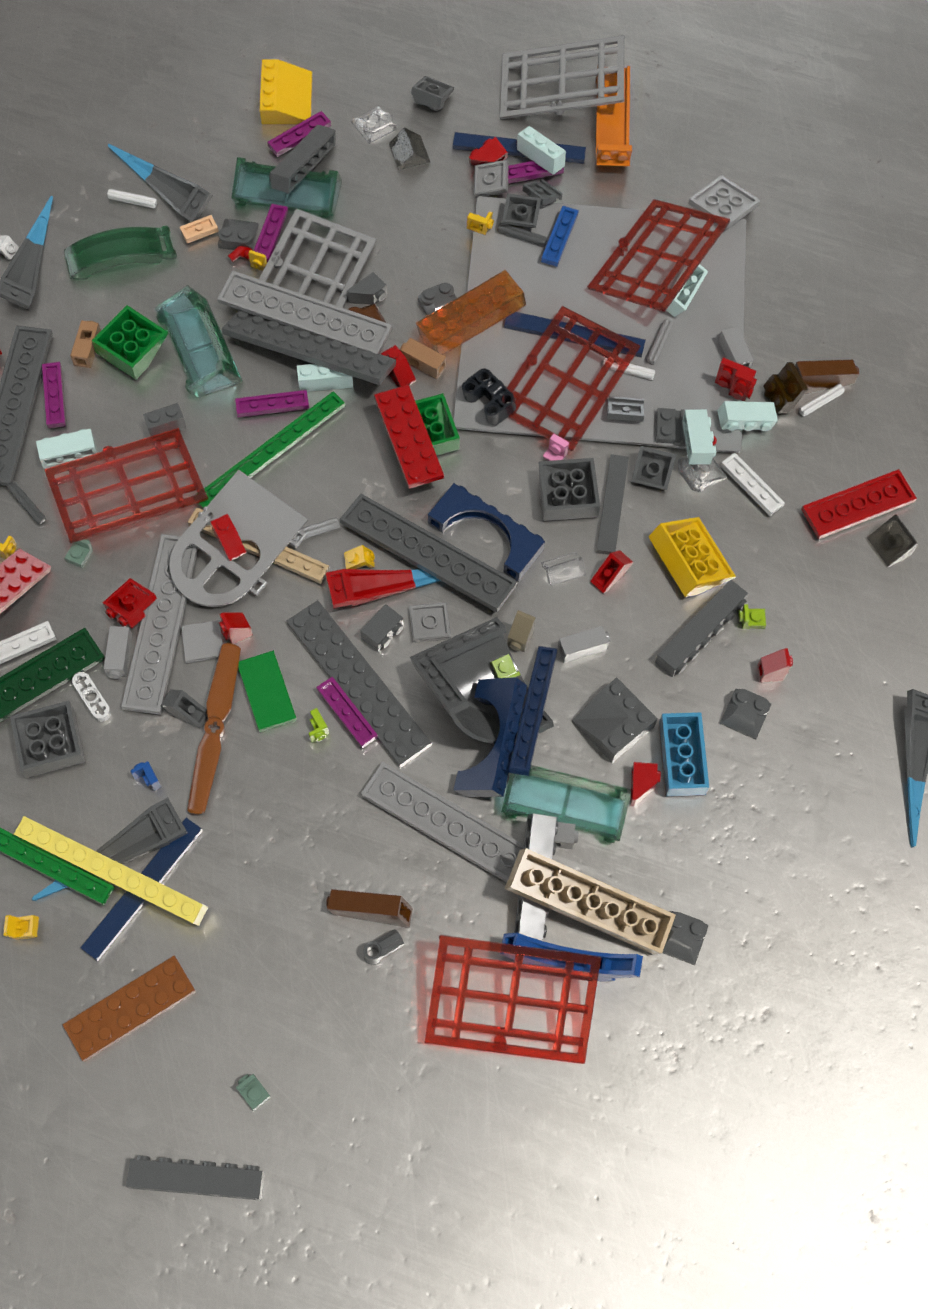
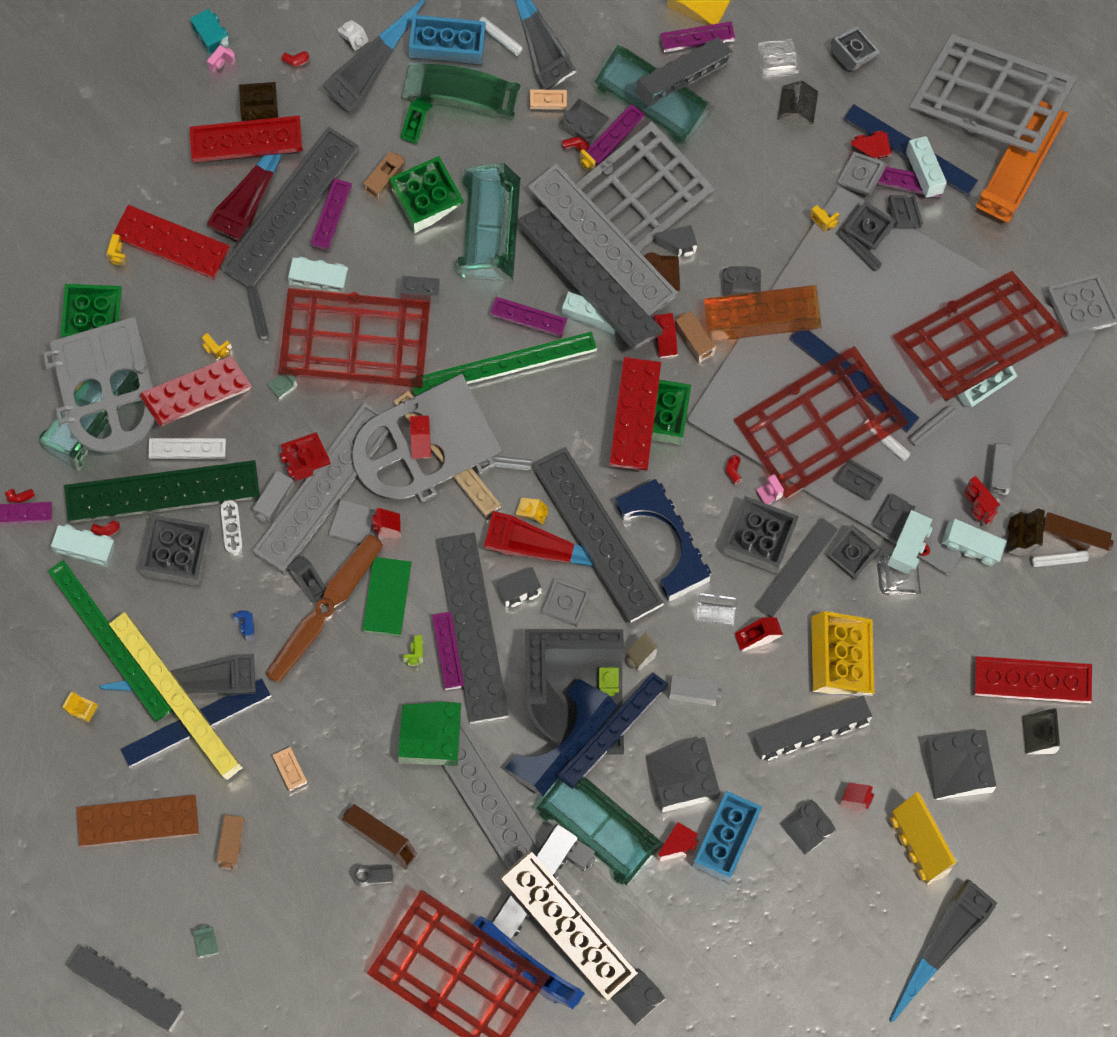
camera: 25 degrees right, 5 degrees up
(87, 215) = (447, 39): none -> dark azure brick
(92, 290) = (416, 120): none -> green slope
(230, 983) = (230, 842): none -> medium nougat brick
(253, 887) = (289, 769): none -> light nougat plate
(370, 791) = (430, 733): none -> green slope
(496, 393) = (742, 406): black beam -> none
(512, 448) = (732, 467): none -> red arm
(559, 236) = (895, 268): blue plate -> none
(752, 484) = (941, 611): white plate -> none
(752, 618) = (866, 741): lime bracket -> none
(842, 599) = (960, 764): none -> dark grey slope
(853, 673) = (922, 839): none -> yellow slope

